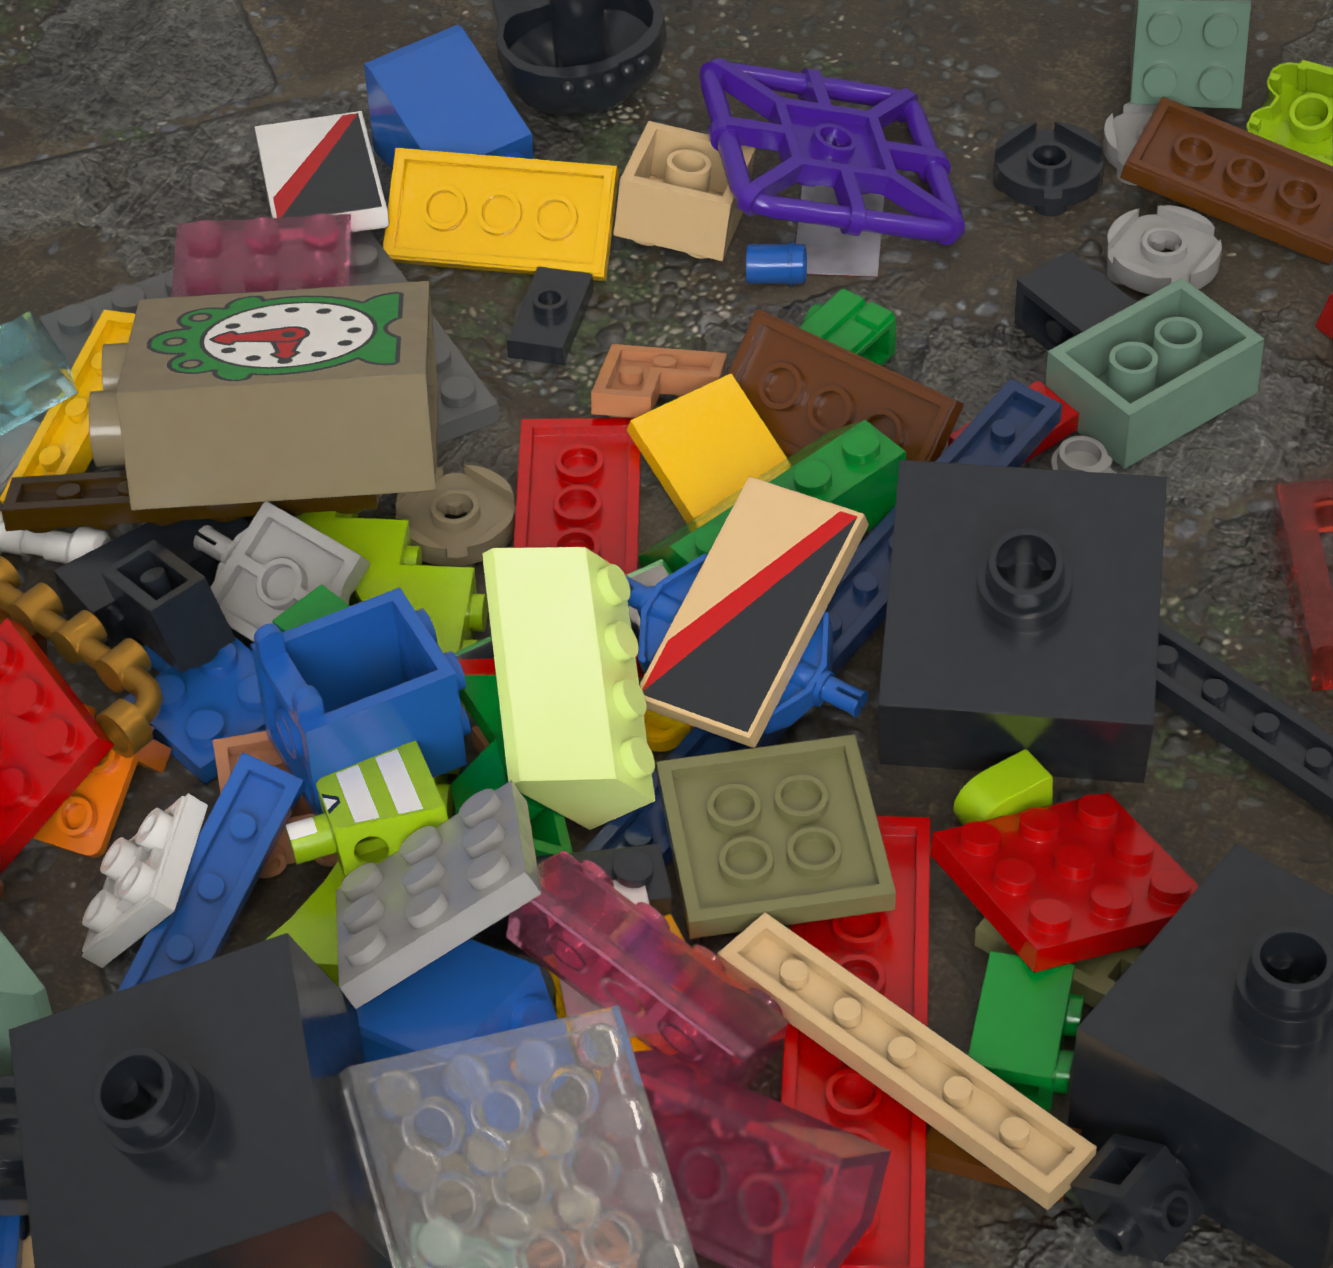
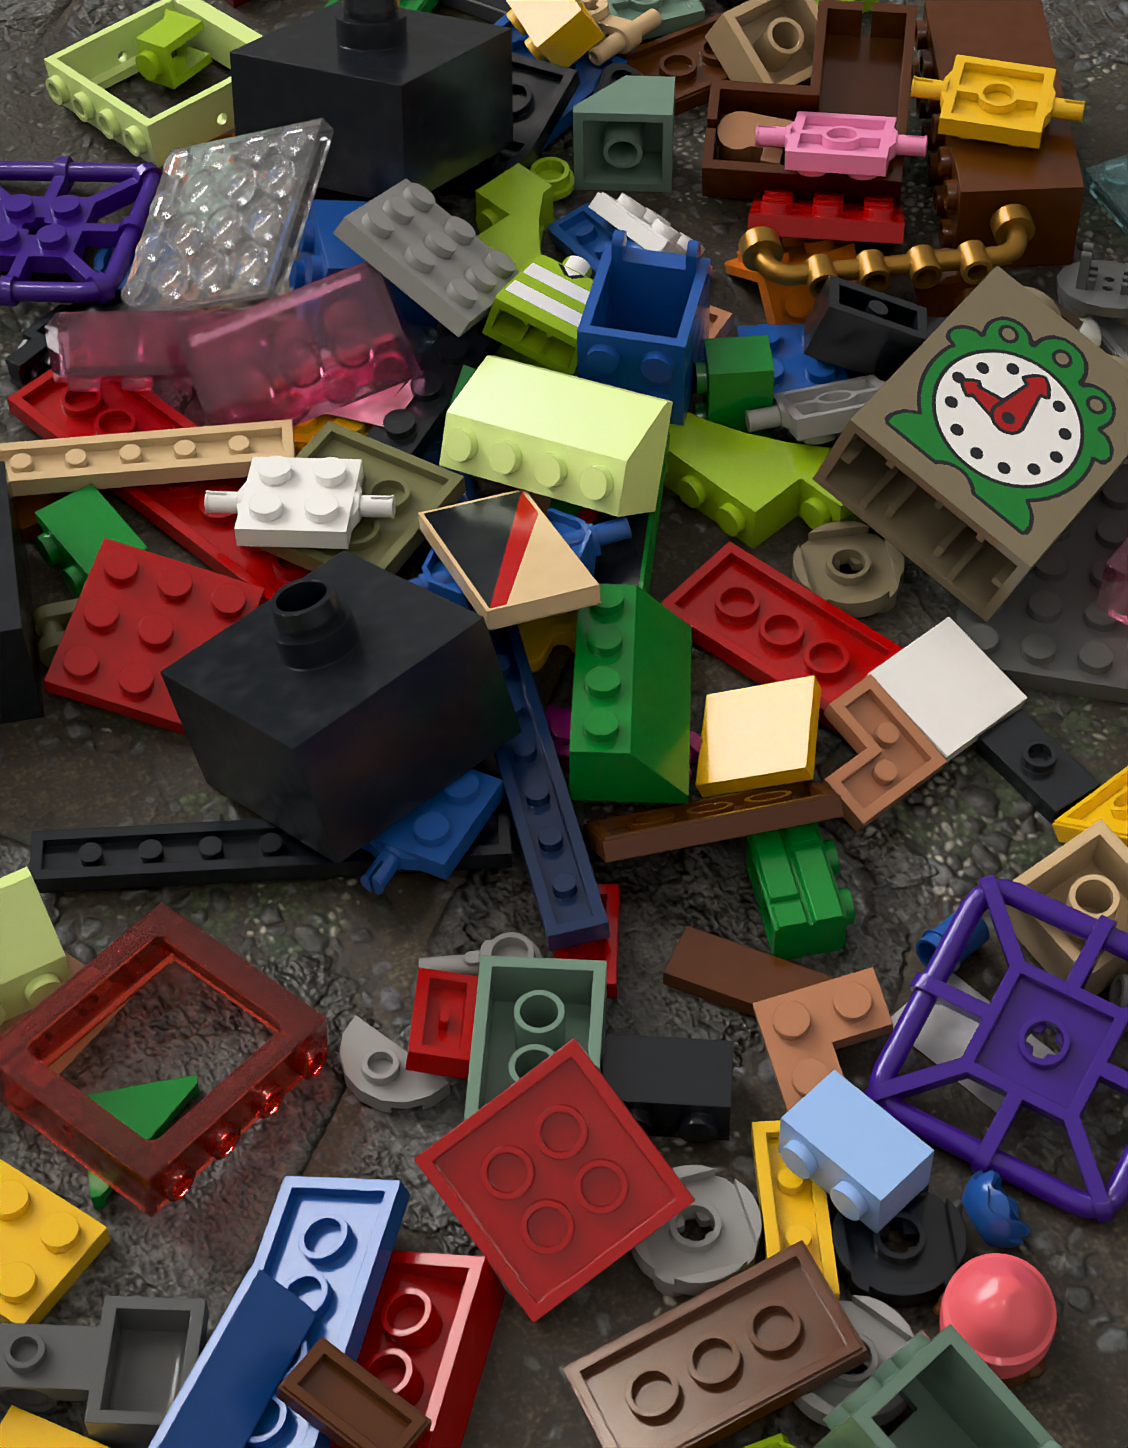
camera: 130 degrees right, 5 degrees up
(539, 377) = (949, 688): none -> white tile
(830, 838) = (300, 503): none -> white plate
(931, 337) = (732, 972): none -> reddish brown tile
(949, 280) = (814, 1021): none -> nougat plate
(975, 132) = (993, 1211): none -> blue plate
(1032, 176) = (854, 1152): none -> light blue brick
(1051, 87) = (1002, 1313): none -> coral hair
(1083, 218) = (789, 1205): none -> yellow plate
(1189, 444) = (442, 1023): none -> red plate
(1243, 280) = (554, 1180): none -> red plate
(1250, 474) = (378, 1075): none -> light grey plate

